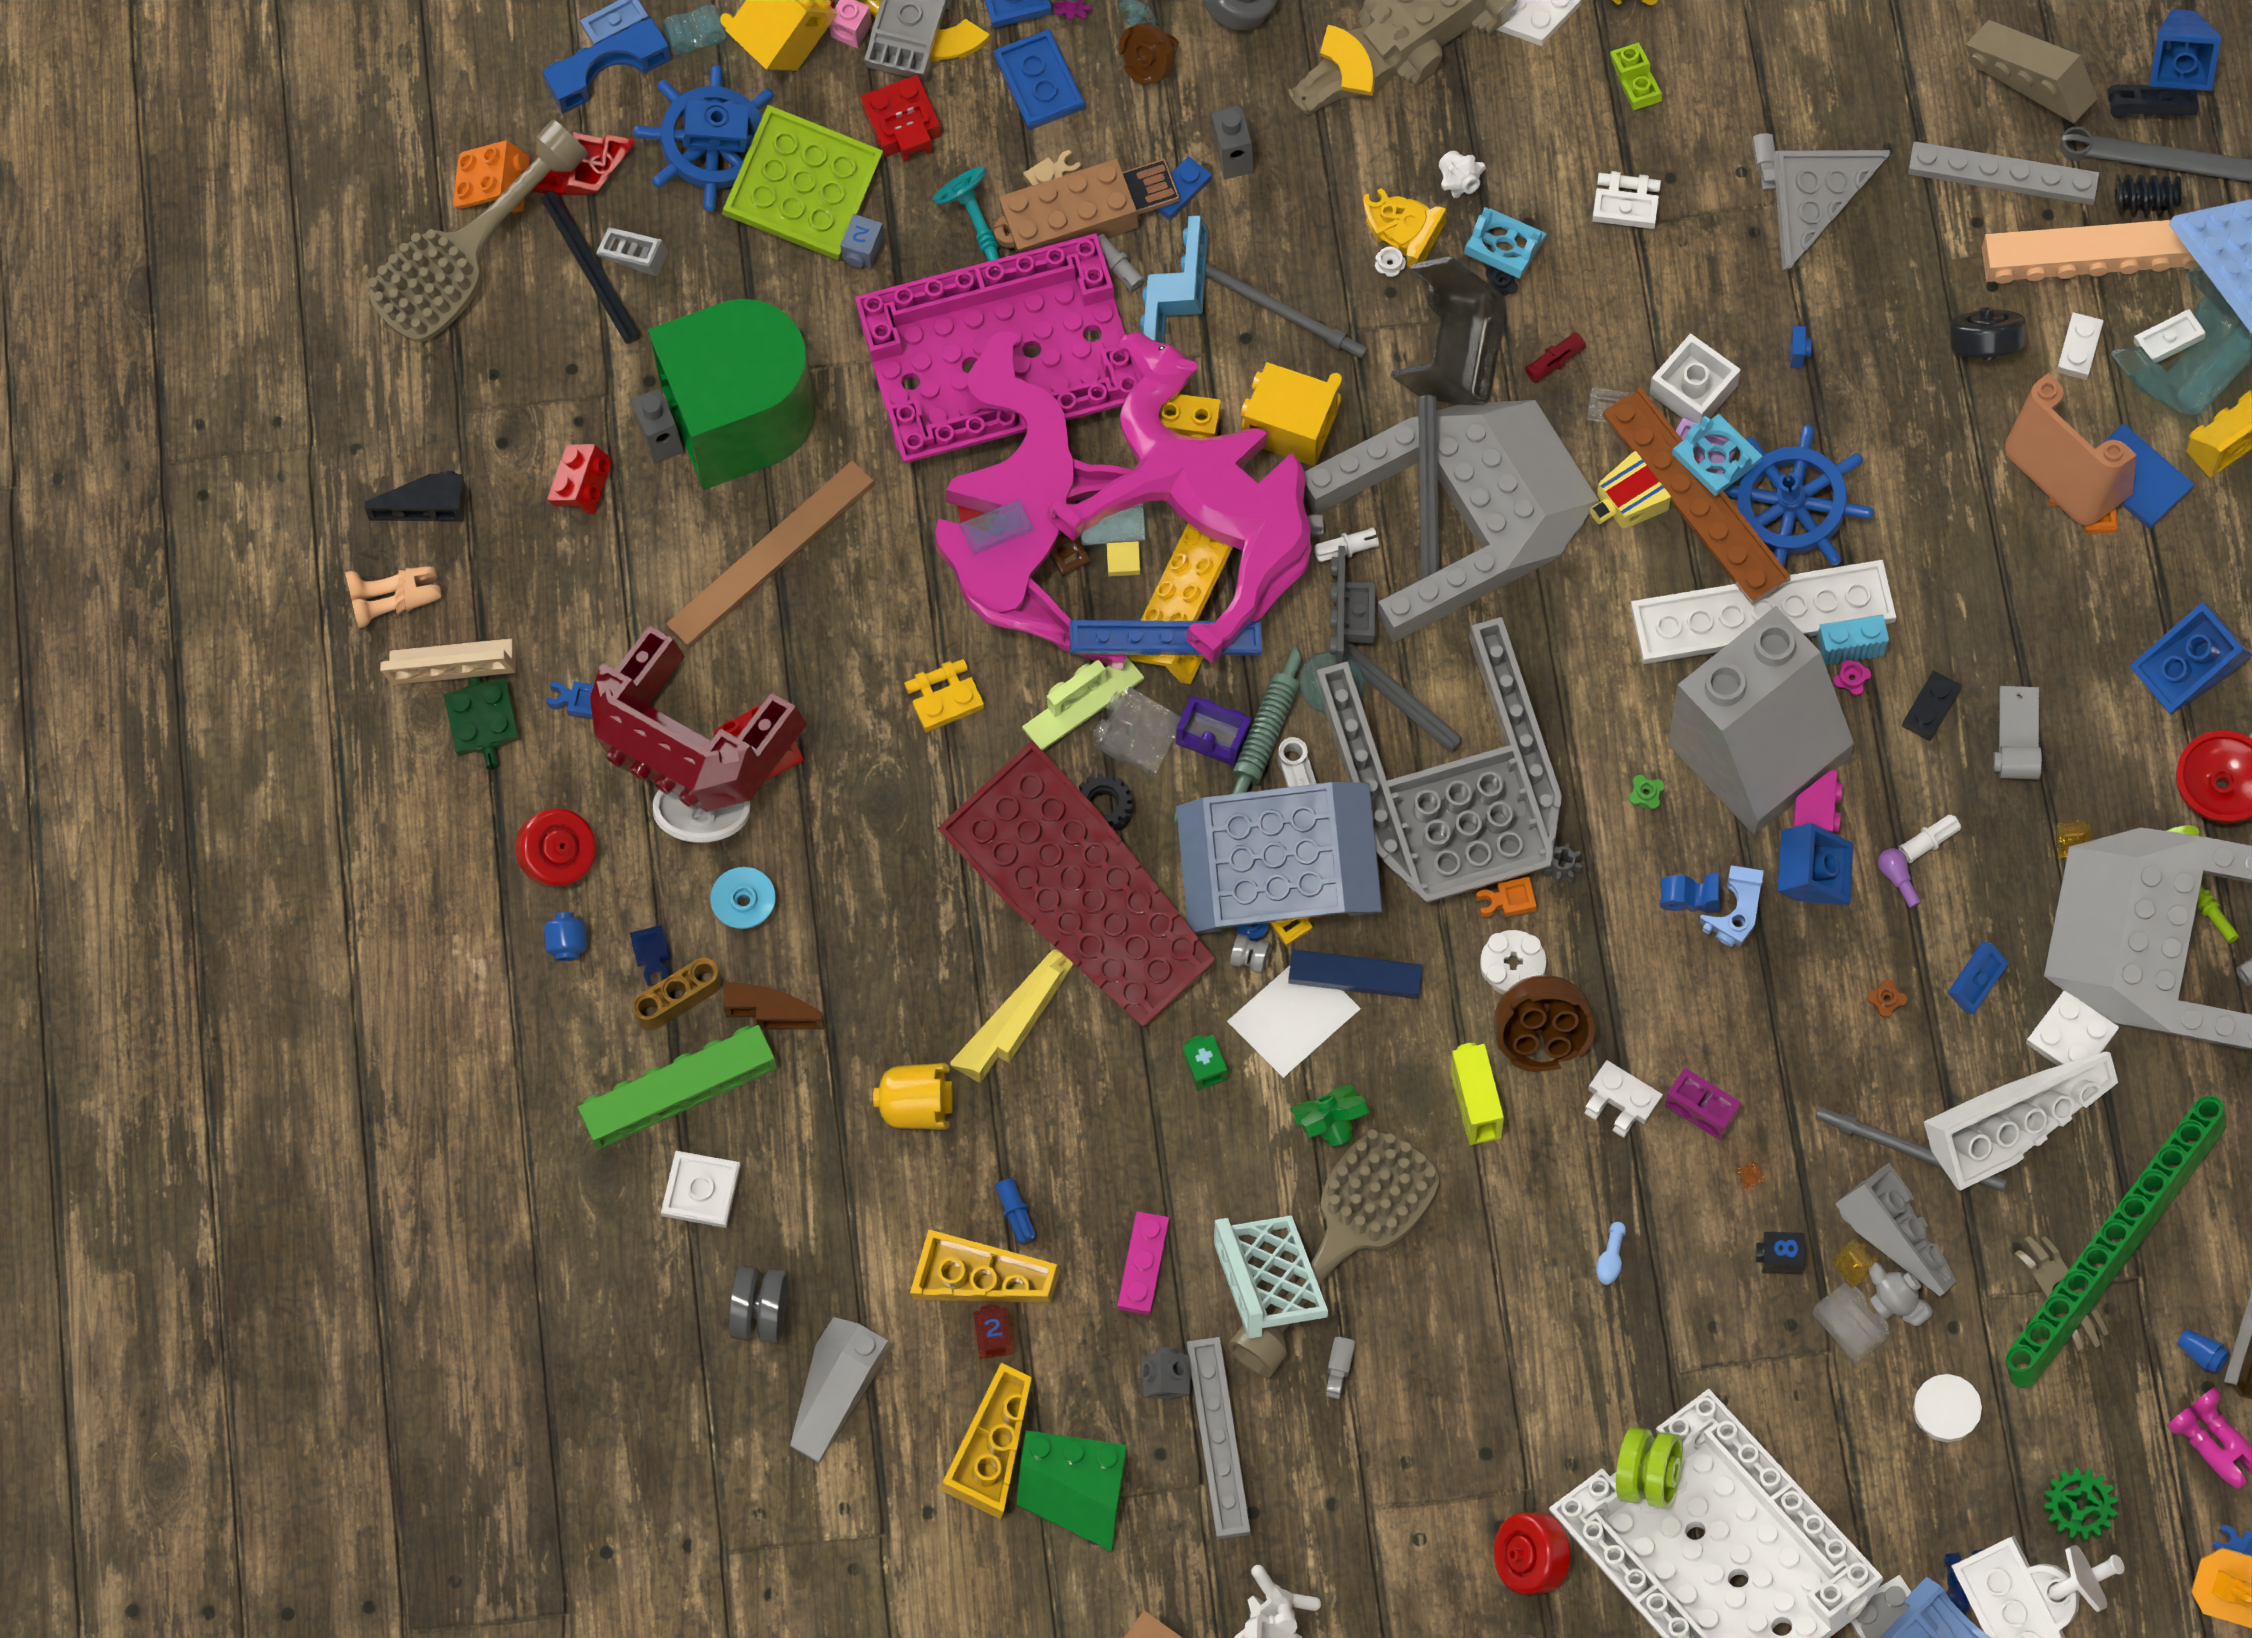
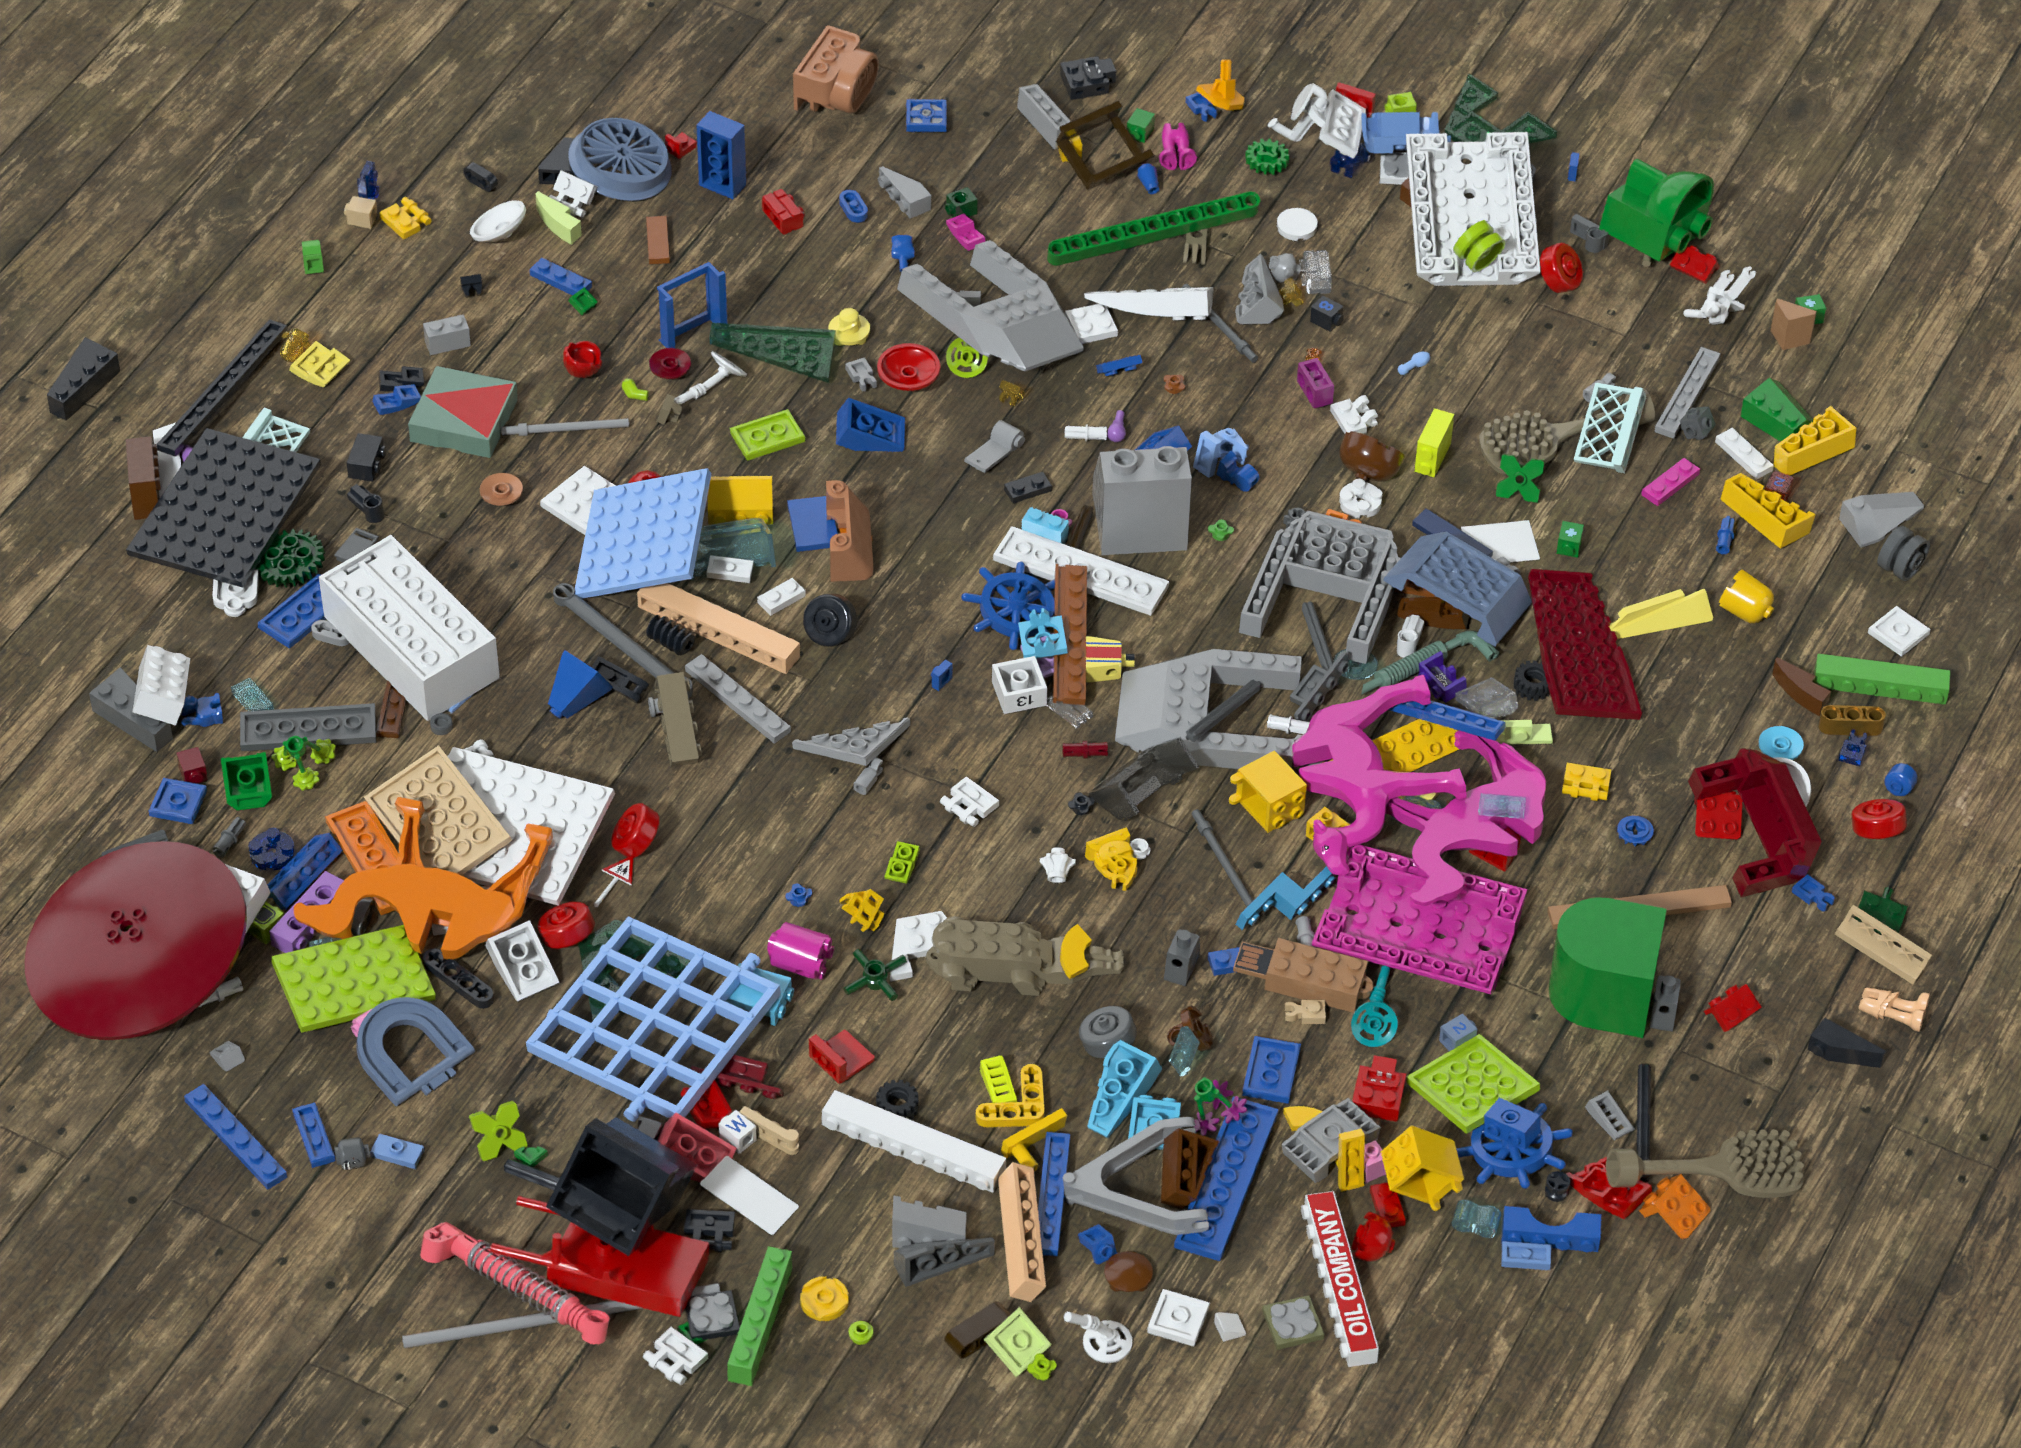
camera: 150 degrees left, 20 degrees down
(630, 116) = (1553, 1182): none -> black wheel
(847, 646) = (1643, 827): none -> blue gear
(1079, 1381) = (1744, 453): none -> white plate
(1502, 259) = (1067, 828): medium azure piece -> none

